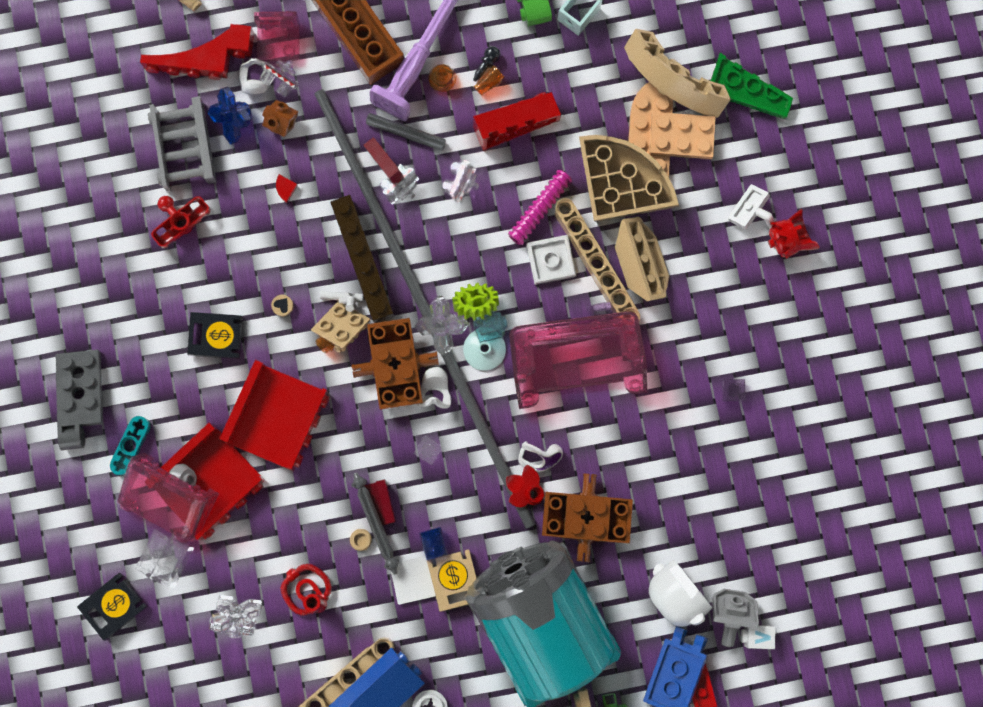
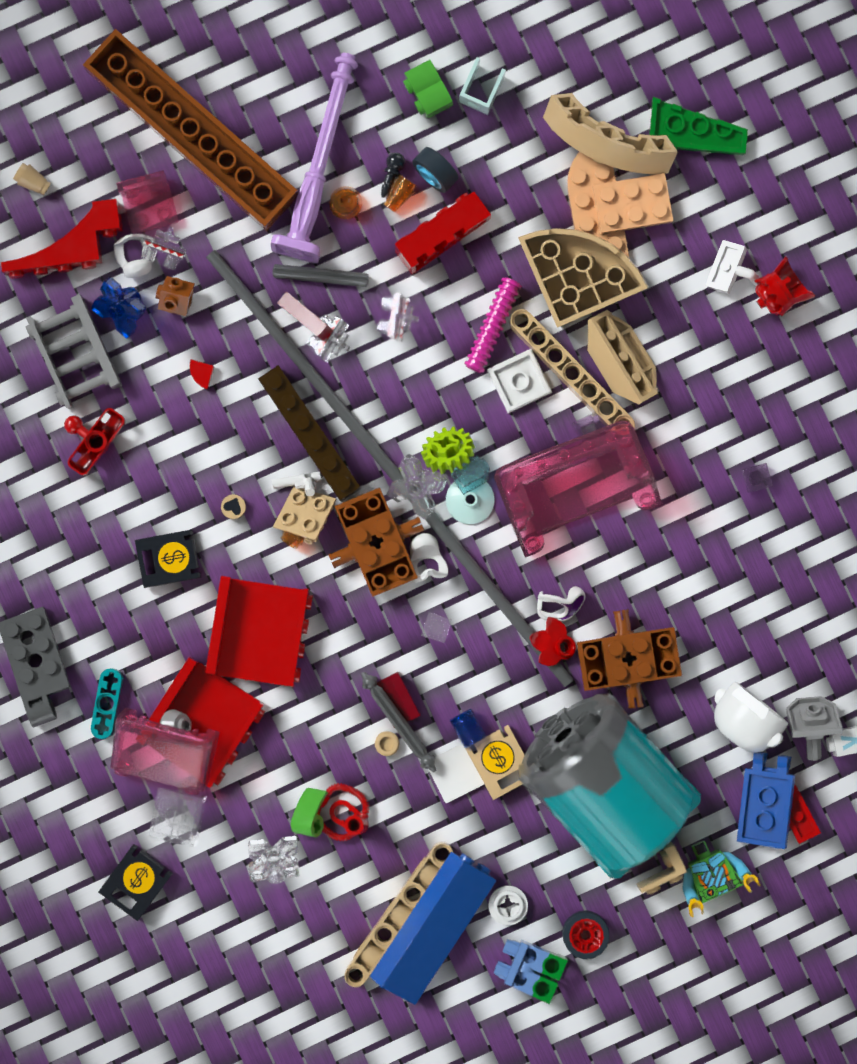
camera: 10 degrees left, 5 degrees up
(273, 586) = (305, 817): none -> bright green panel
(523, 67) = (435, 169): none -> black wheel

